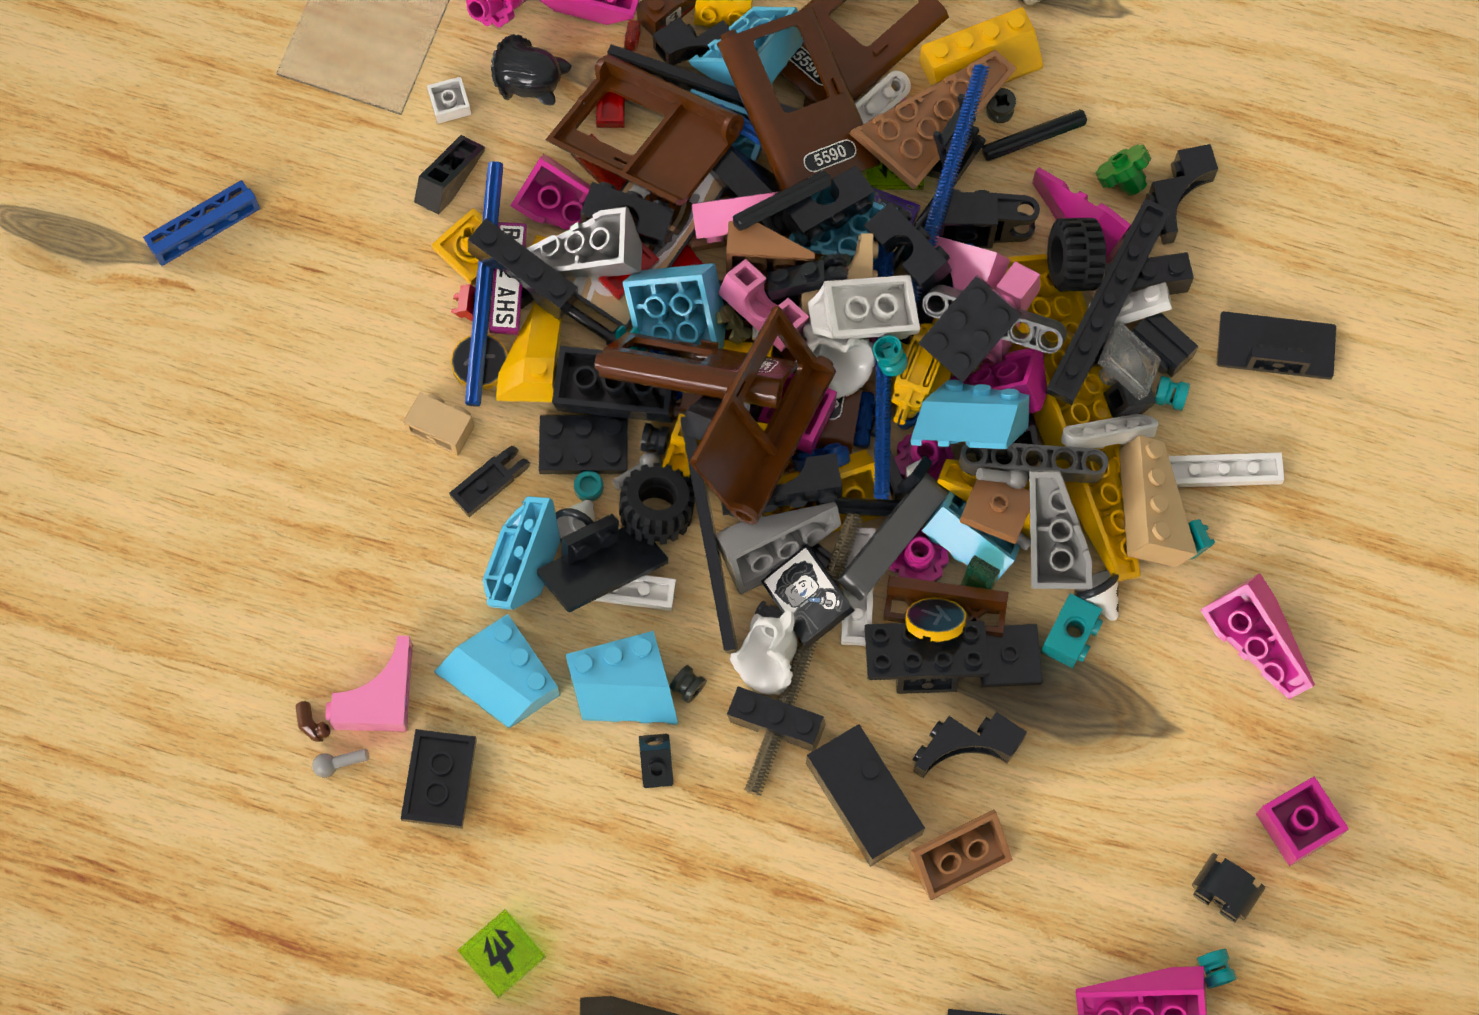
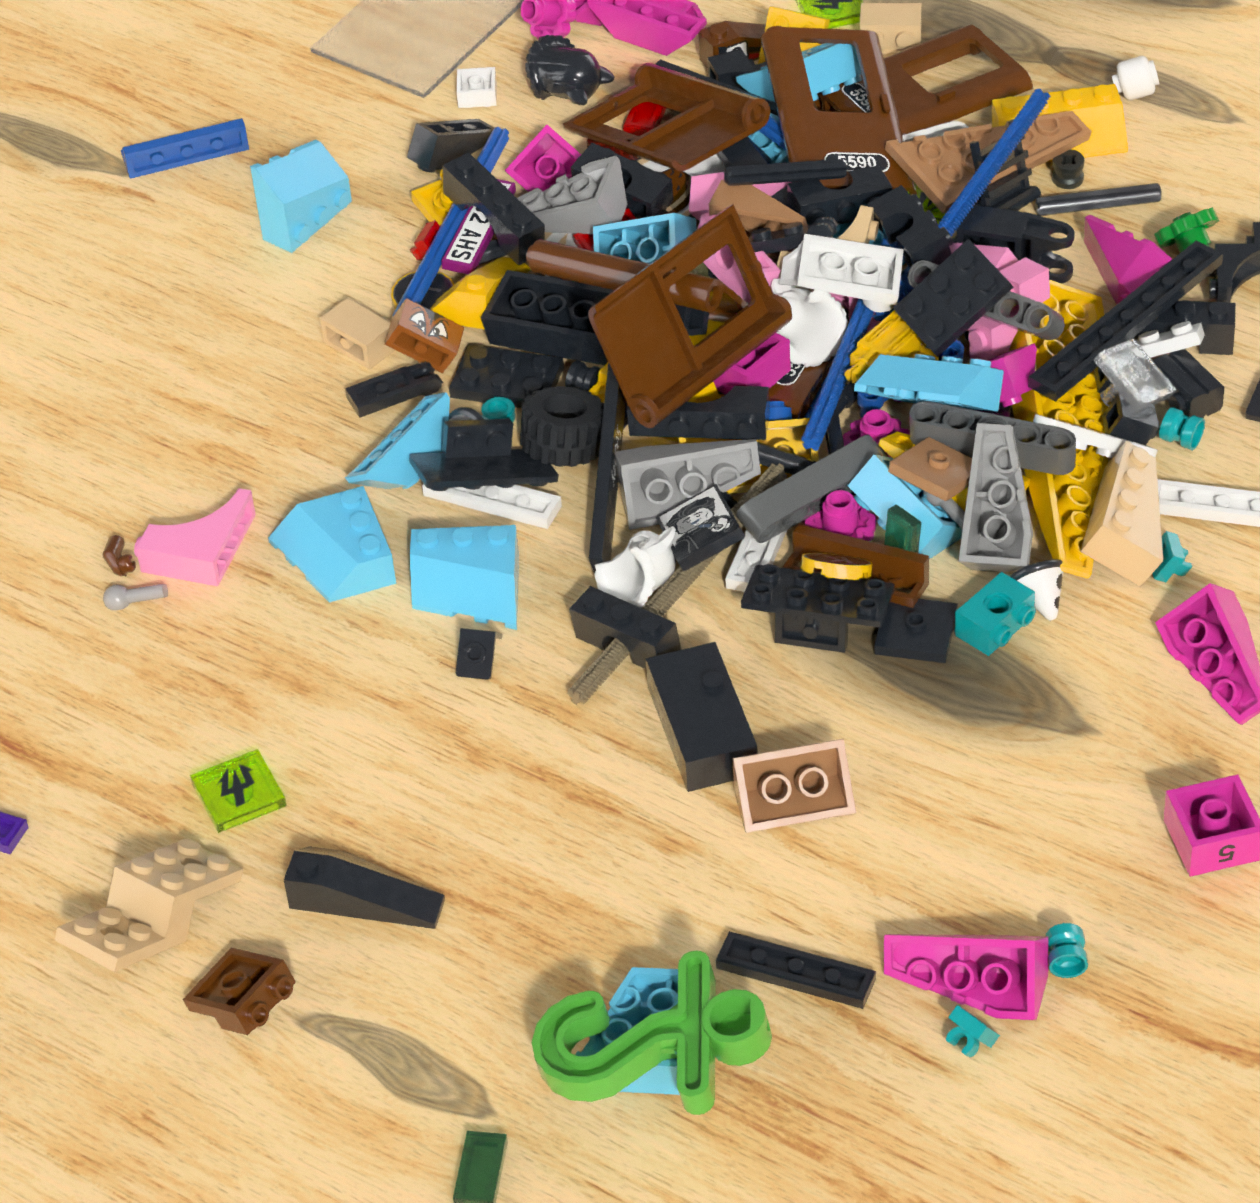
camera: 20 degrees right, 25 degrees down
(337, 276) = (299, 194): none -> medium azure wedge
(438, 779) = (233, 625): black plate -> none
(502, 422) = (424, 335): none -> dark orange brick
(632, 35) = (689, 57): clear red tile -> none
(687, 684) = (539, 588): pearl dark grey wheel -> none
(890, 355) = (858, 315): teal wheel -> none
(914, 474) = (857, 430): black tile -> none
(997, 738) = (822, 686): black arch -> none
(1014, 479) = (962, 446): light grey bar -> none
(1076, 254) = (1101, 273): black tyre -> none
(1227, 887) = (1101, 869): black brick -> none

